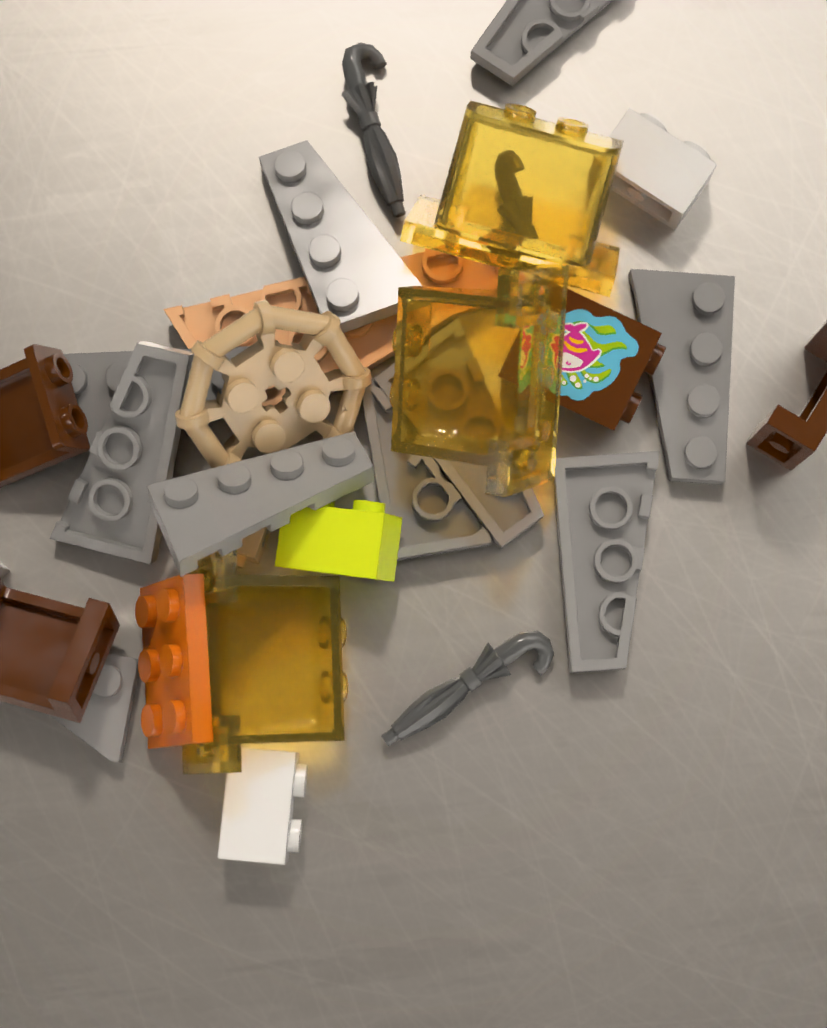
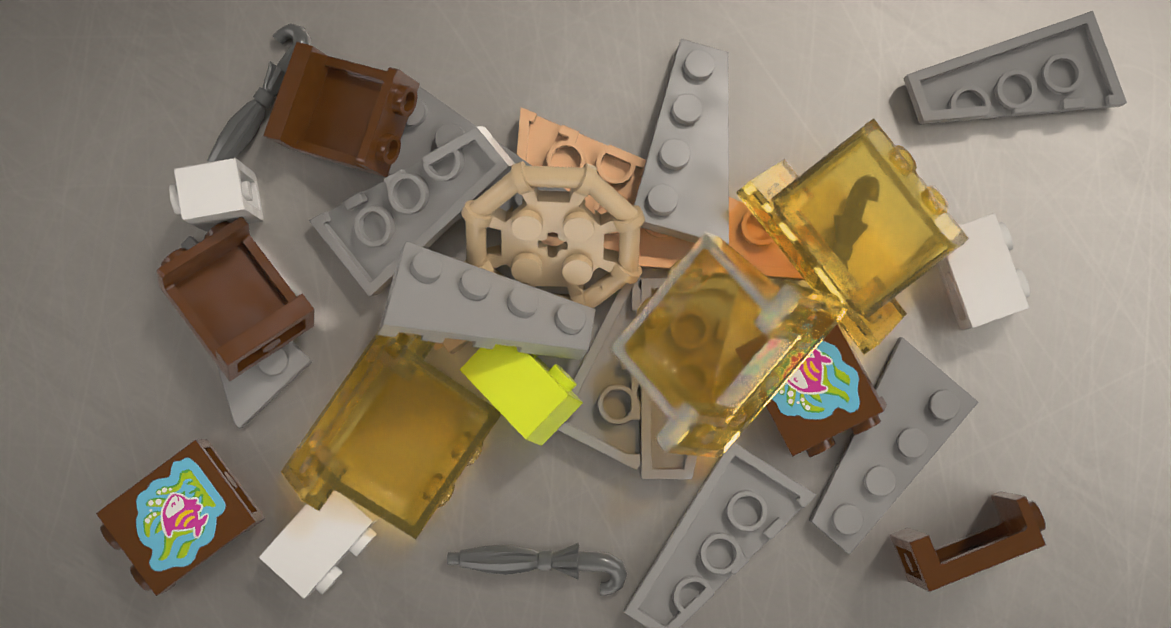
camera: 30 degrees right, 5 degrees up
(119, 880) = (178, 516): none -> panel
(175, 662) = (331, 389): orange plate -> none
(378, 149) = (777, 101): dark grey piece -> none

